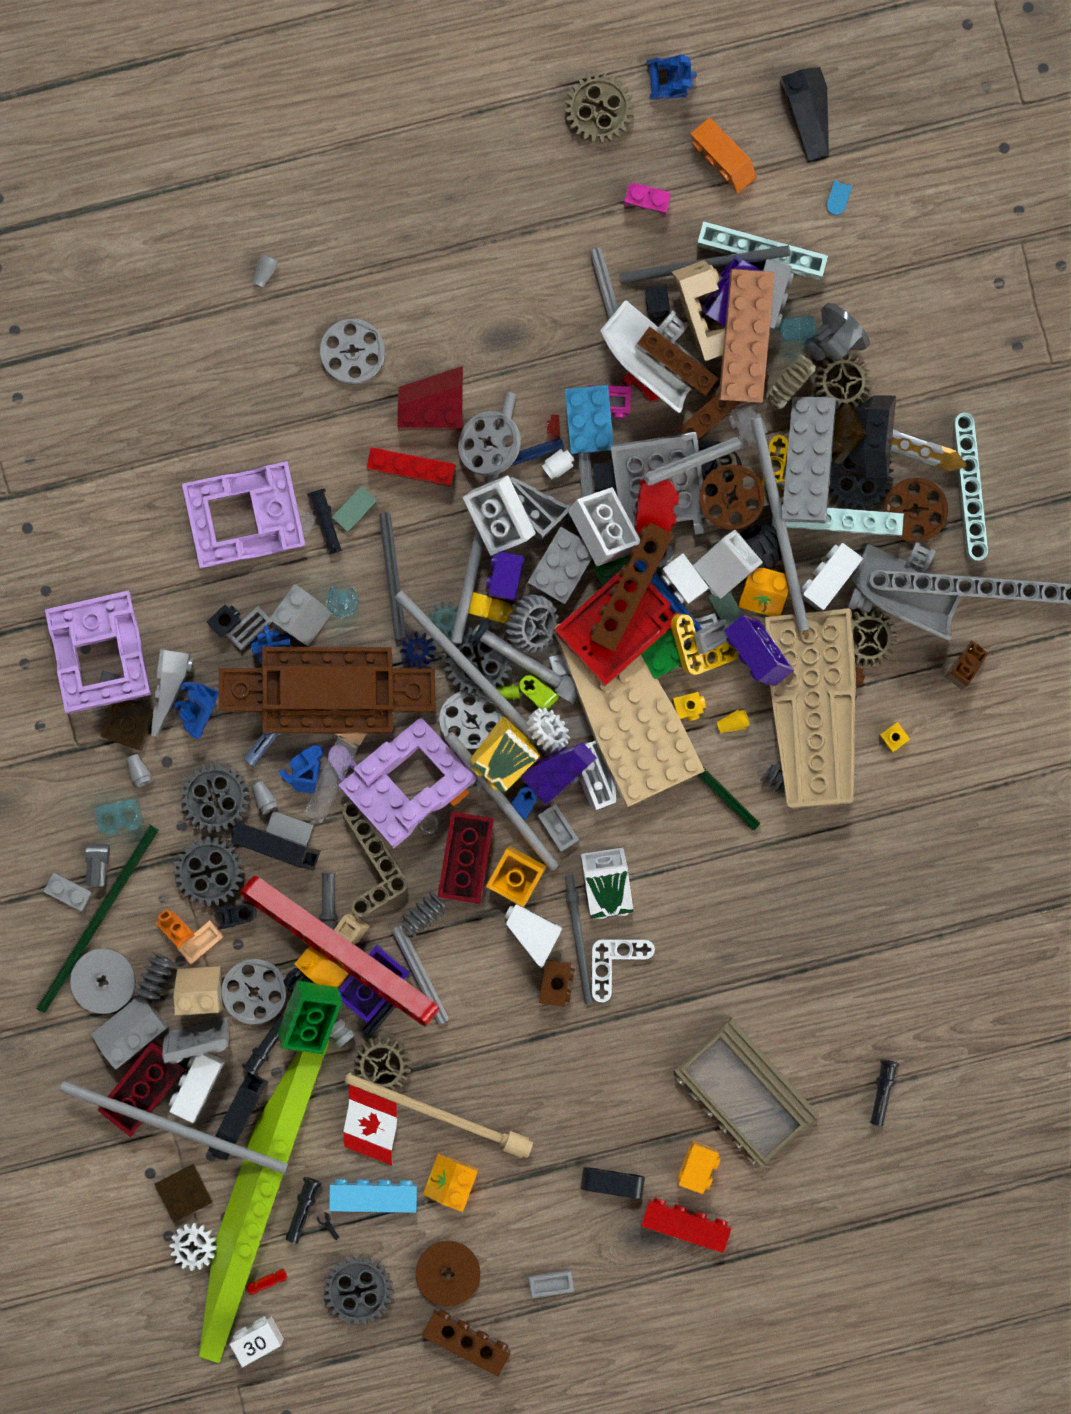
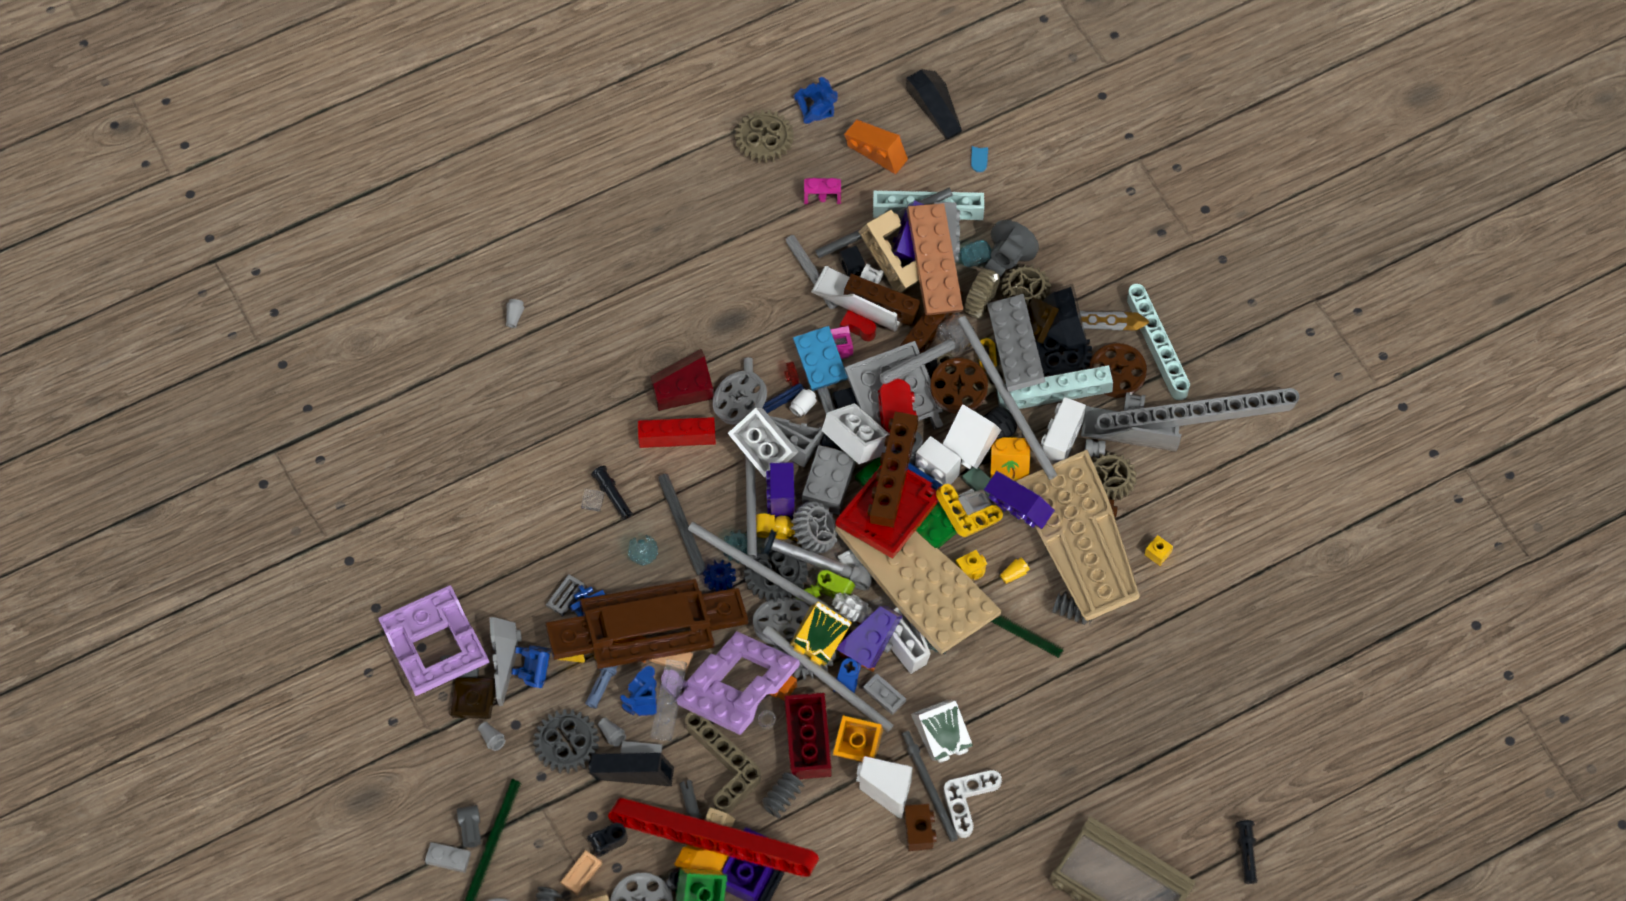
camera: 10 degrees left, 25 degrees down
(118, 811) = (479, 773): clear light blue brick -> none
(174, 928) = (554, 862): orange hips -> none
(214, 621) = (539, 599): black brick -> none
(214, 890) = (566, 791): dark grey gear -> none
(273, 509) = (565, 491): lavender piece -> none
(301, 615) = (608, 566): light grey slope -> none
(354, 509) = (635, 478): sand green tile -> none
(359, 359) = (604, 350): light grey wedge -> none
(419, 971) = (777, 834): light grey axle -> none
(966, 665) = (1201, 478): reddish brown slope -> none

